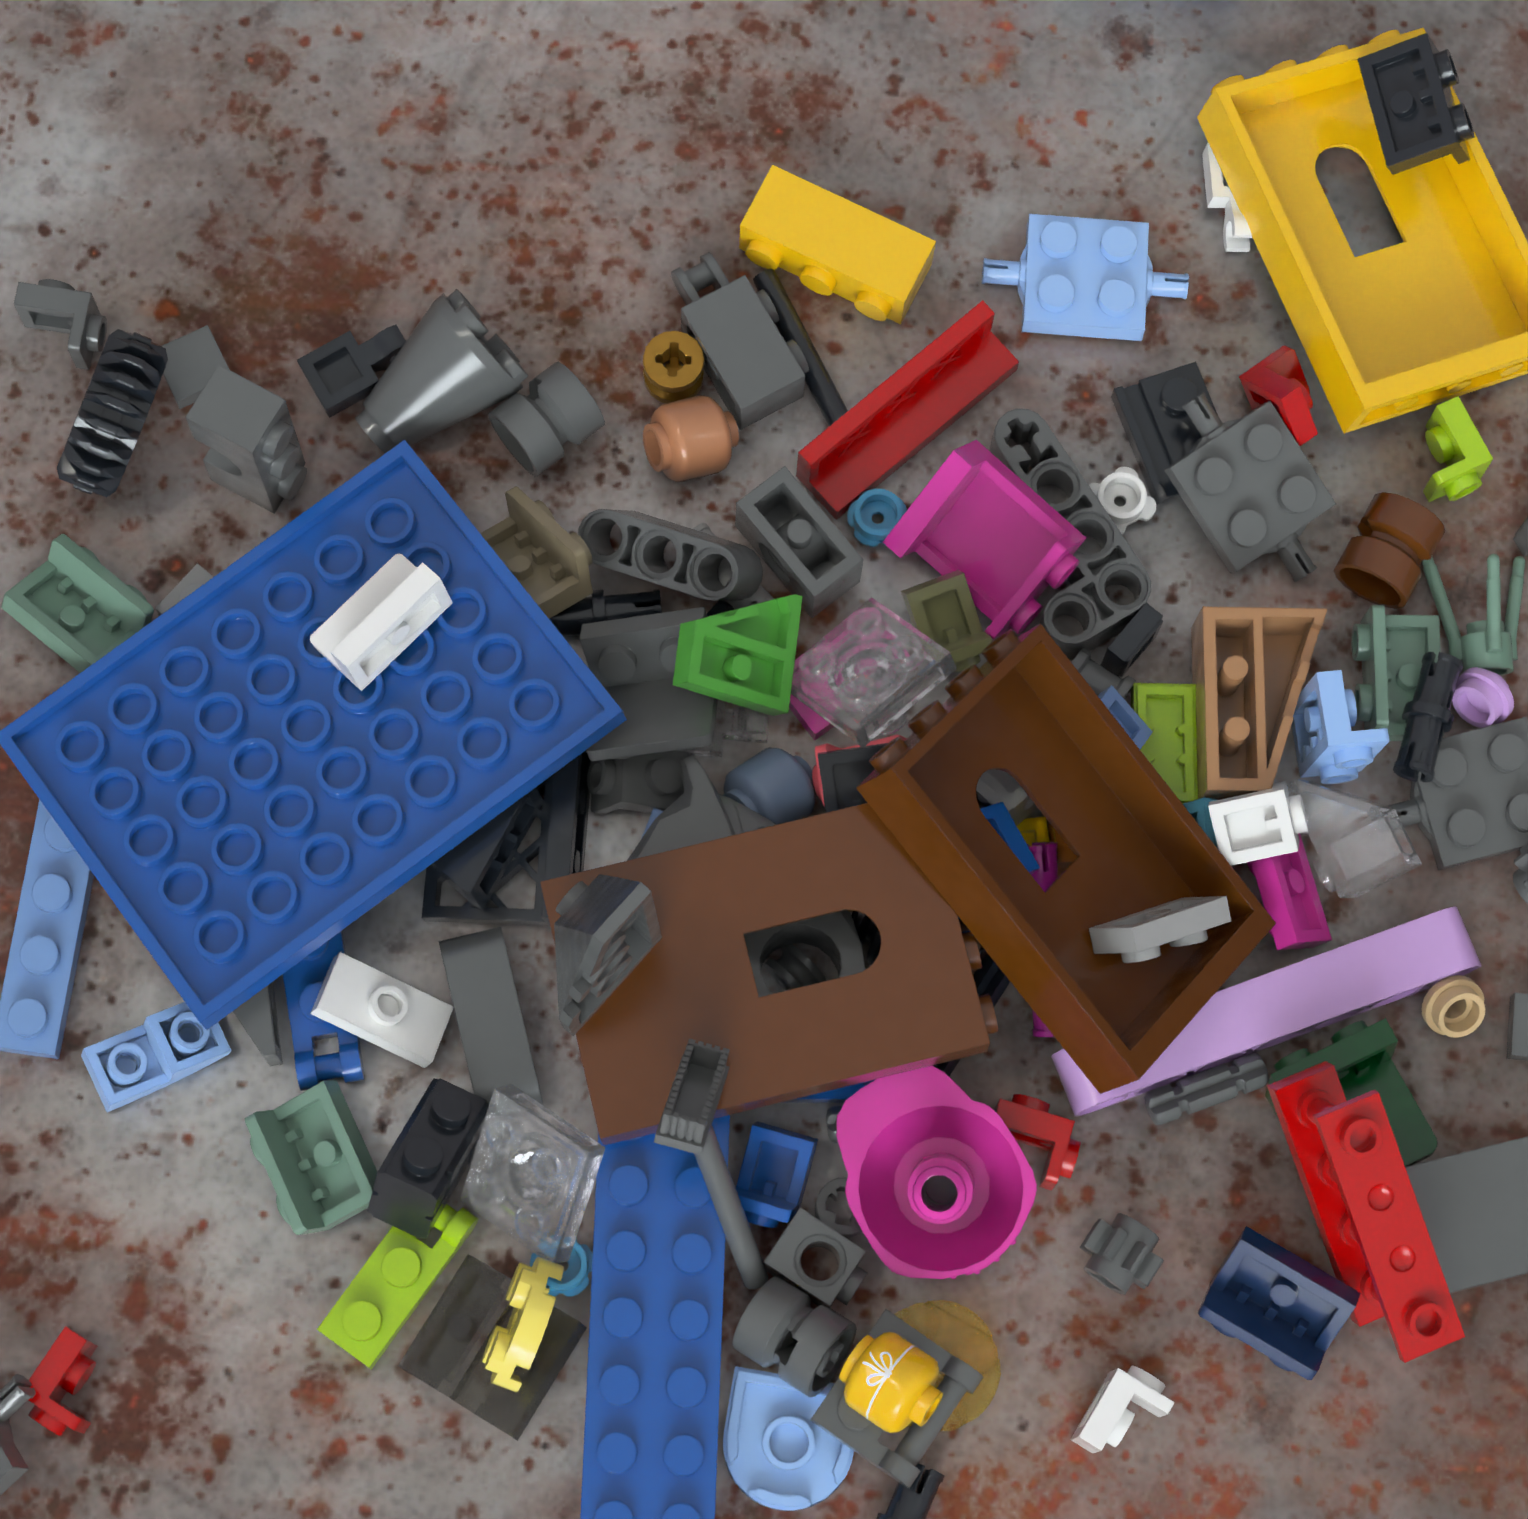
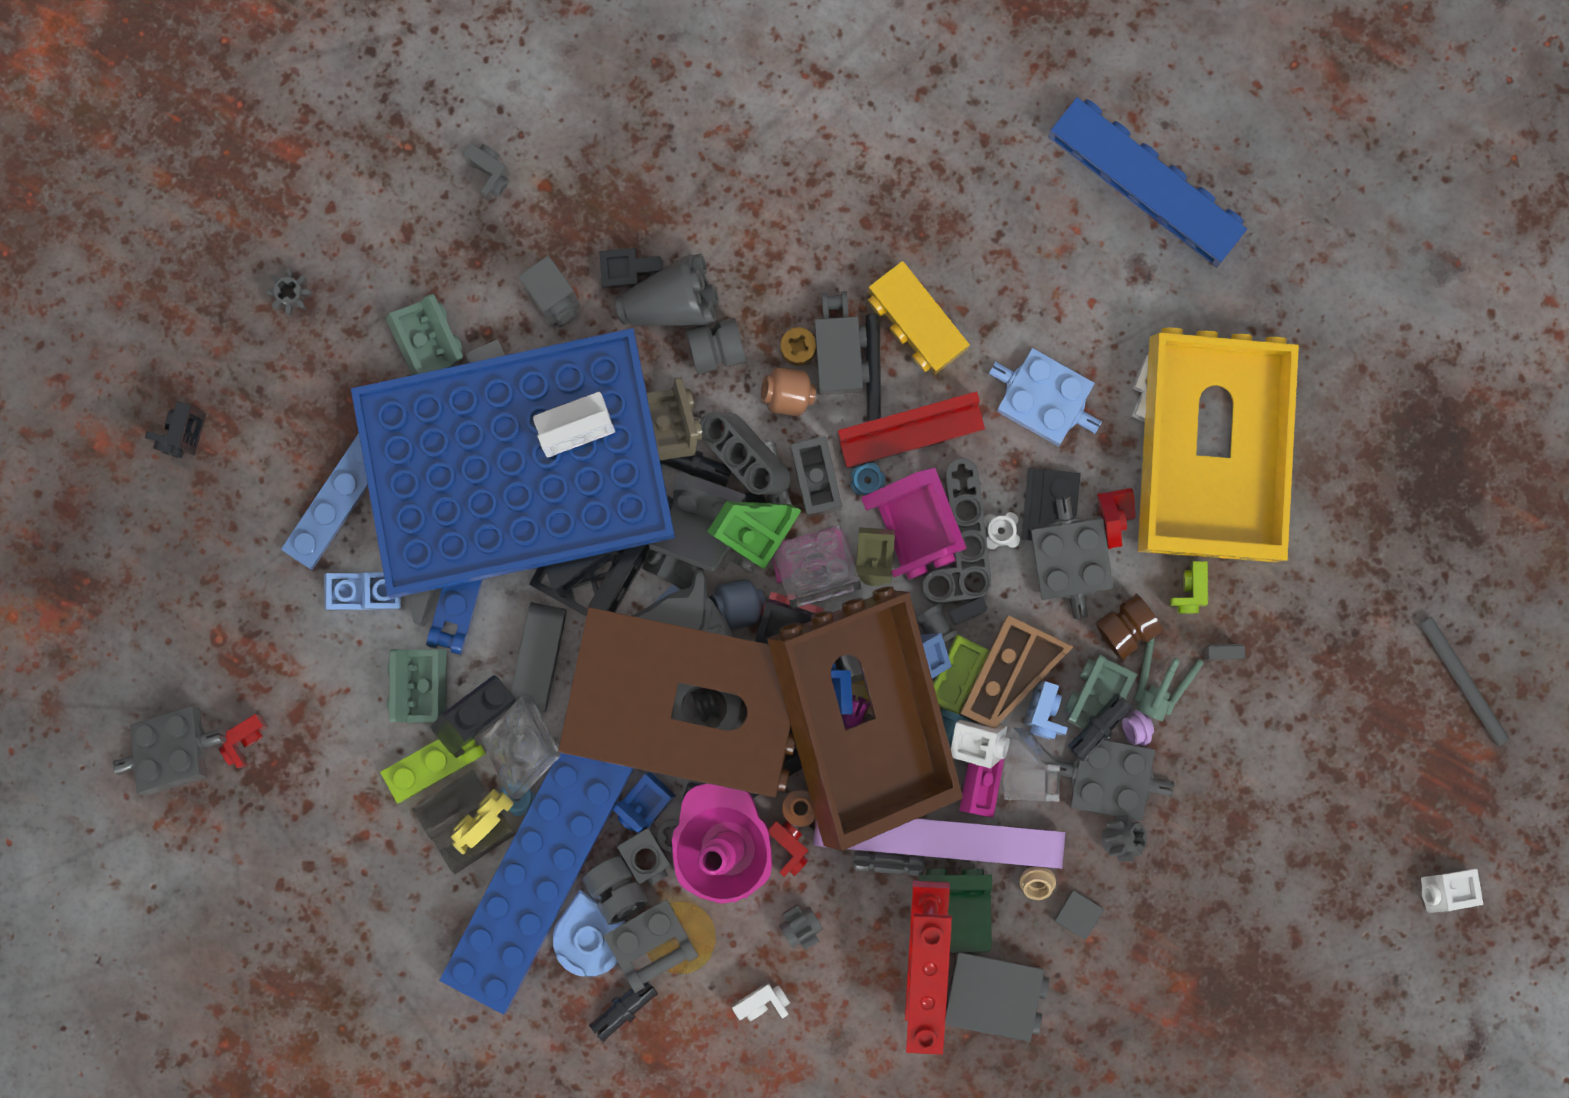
camera: 30 degrees right, 10 degrees up
(112, 413) = (487, 241): black gear -> none
(191, 364) = (544, 227): dark grey tile -> none
(382, 1010) = (485, 625): white plate -> none
(600, 942) = (598, 657): dark grey wedge -> none
(688, 1127) = (602, 773): dark grey piece -> none
(891, 1382) = (648, 939): yellow head -> none
(1017, 1079) = (788, 811): none -> dark orange brick
(1175, 922) = (896, 773): light grey plate -> none
(1277, 1303) = (866, 990): dark blue bracket -> none
(1415, 105) = (1266, 391): black bracket -> none

